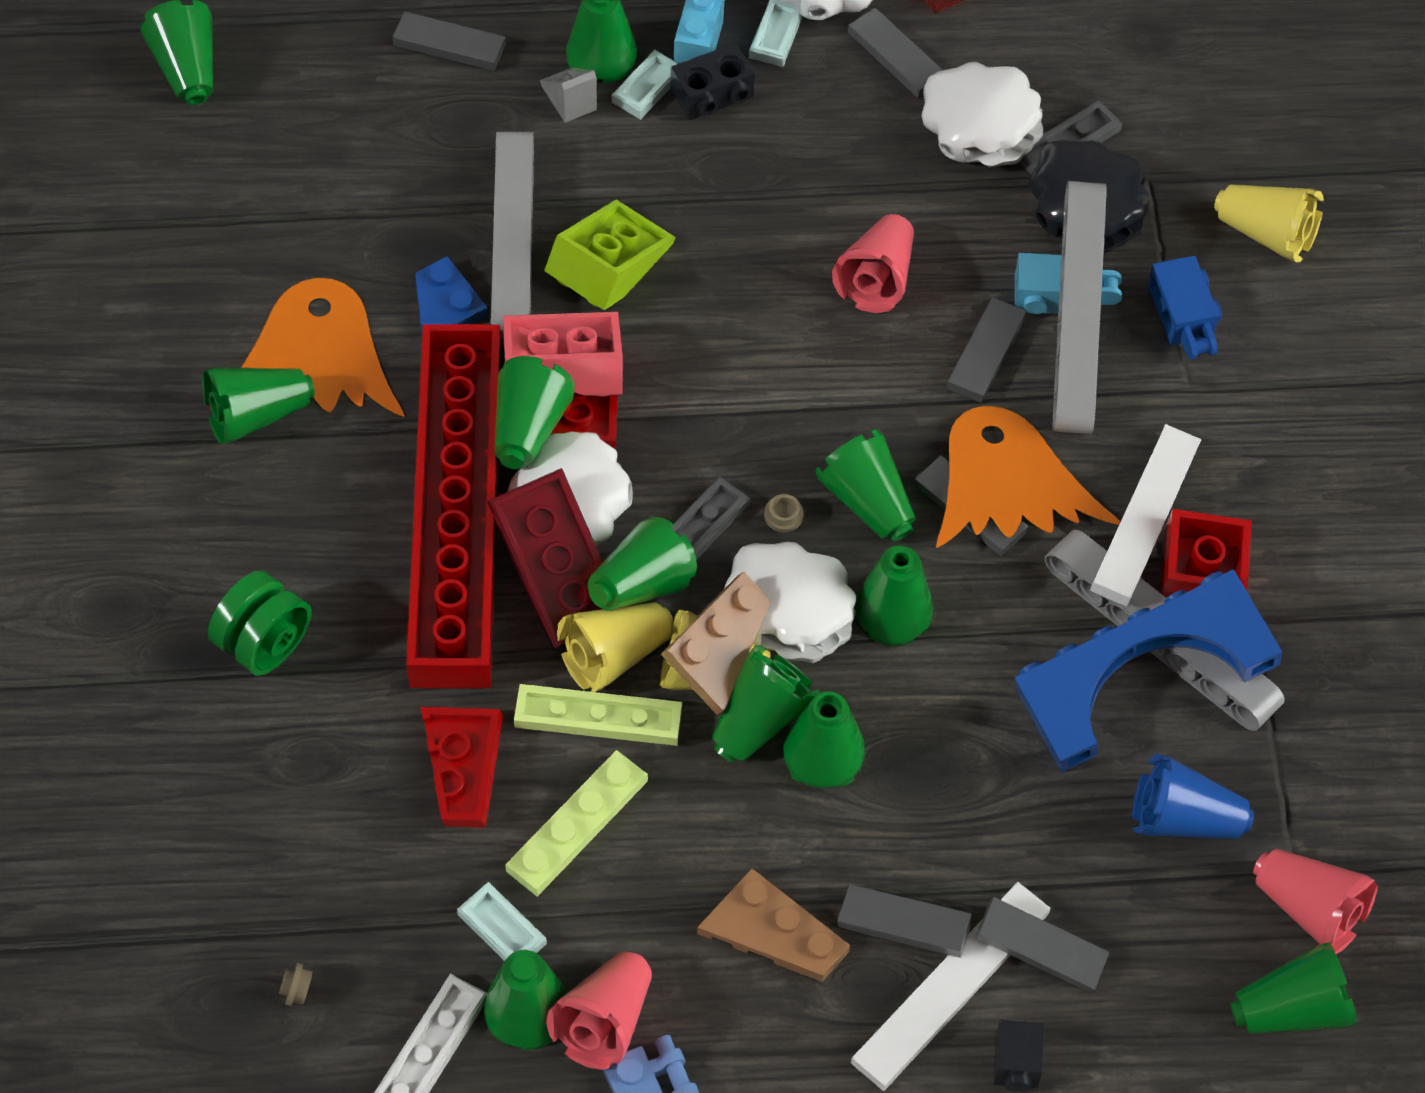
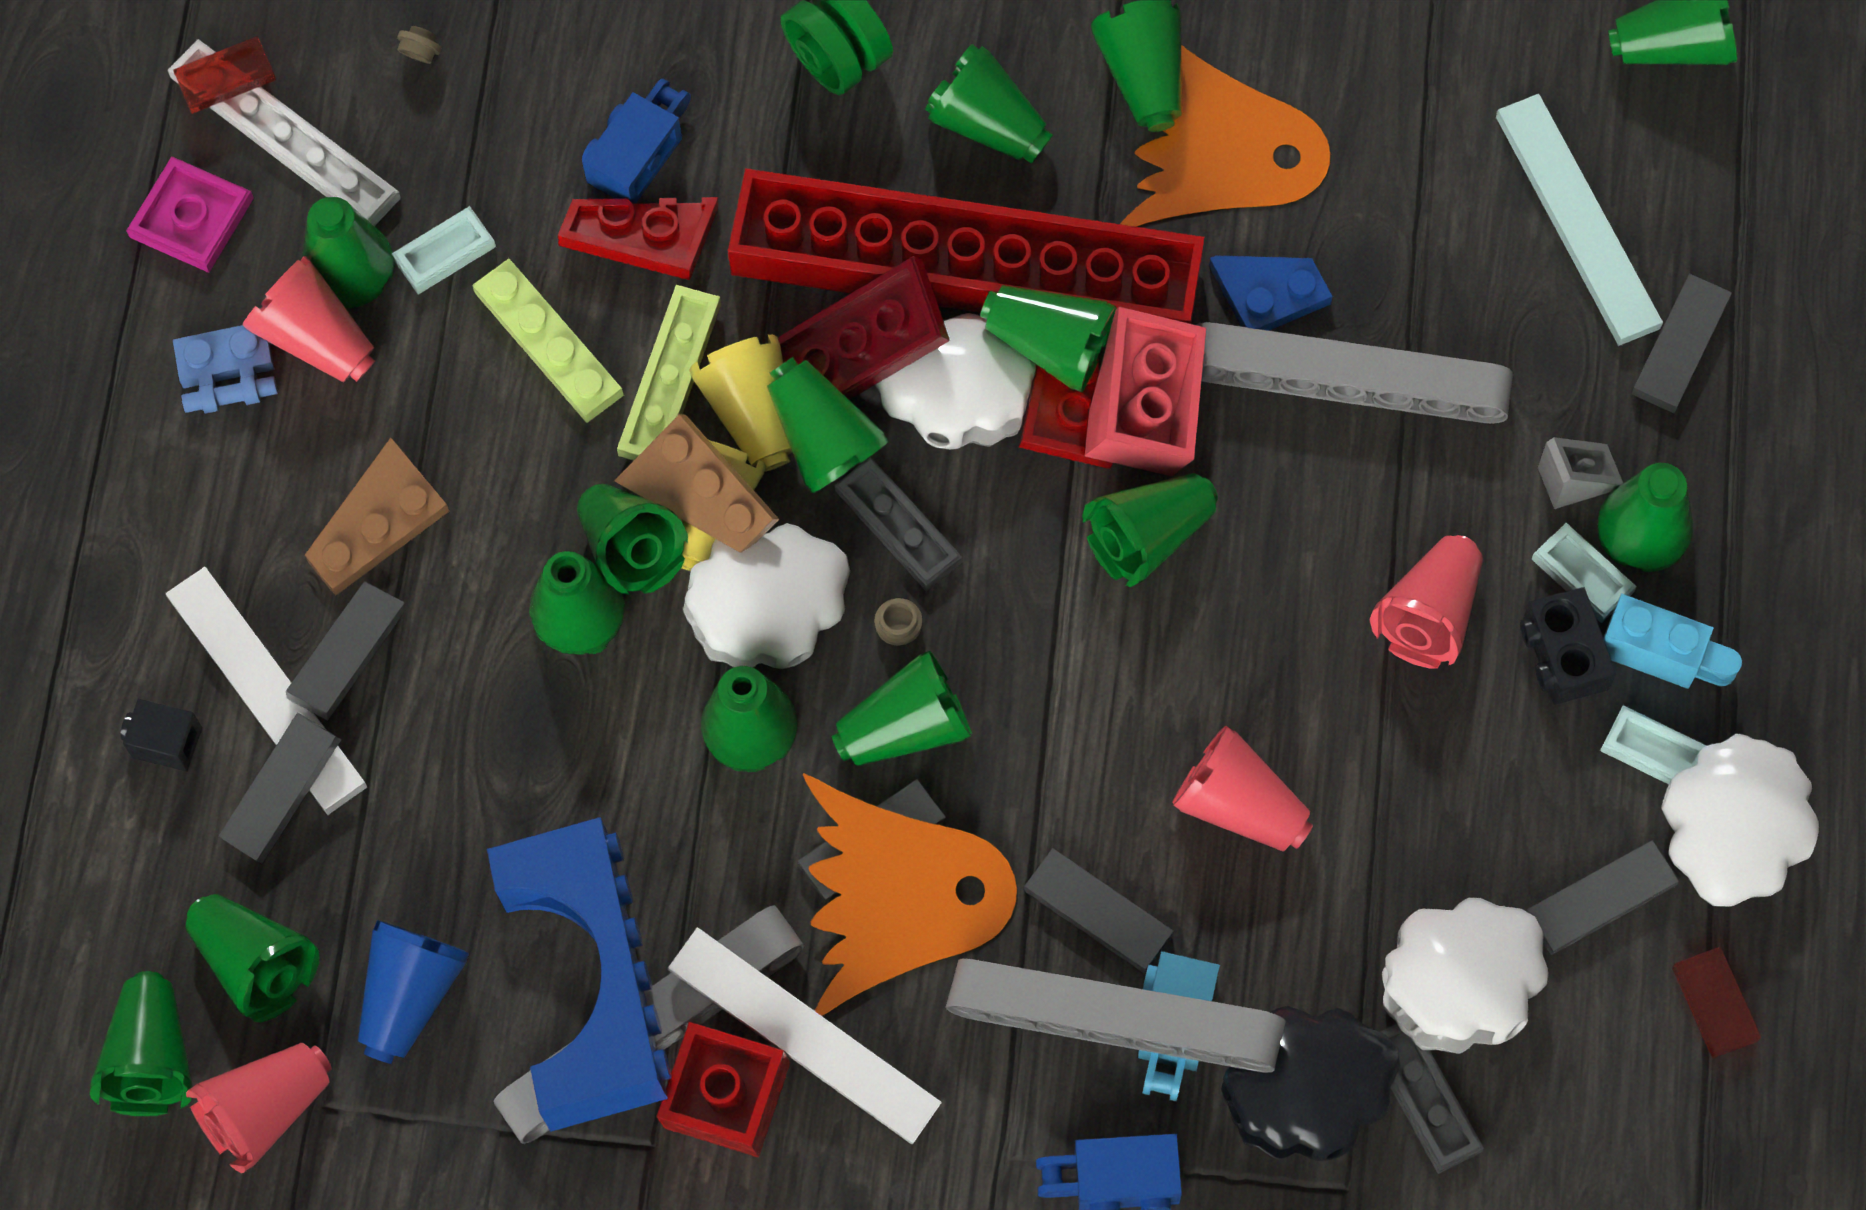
camera: 105 degrees right, 10 degrees up
(308, 510) = (988, 107): none -> green cone
(350, 112) = (1579, 220): none -> light aqua tile
(376, 778) = (636, 142): none -> blue brick
(607, 253) = (1310, 480): lime slope -> none
(674, 346) = (1147, 524): none -> green cone
(698, 158) = (1431, 604): none -> coral cone
(1194, 932) = (251, 955): none -> green cone

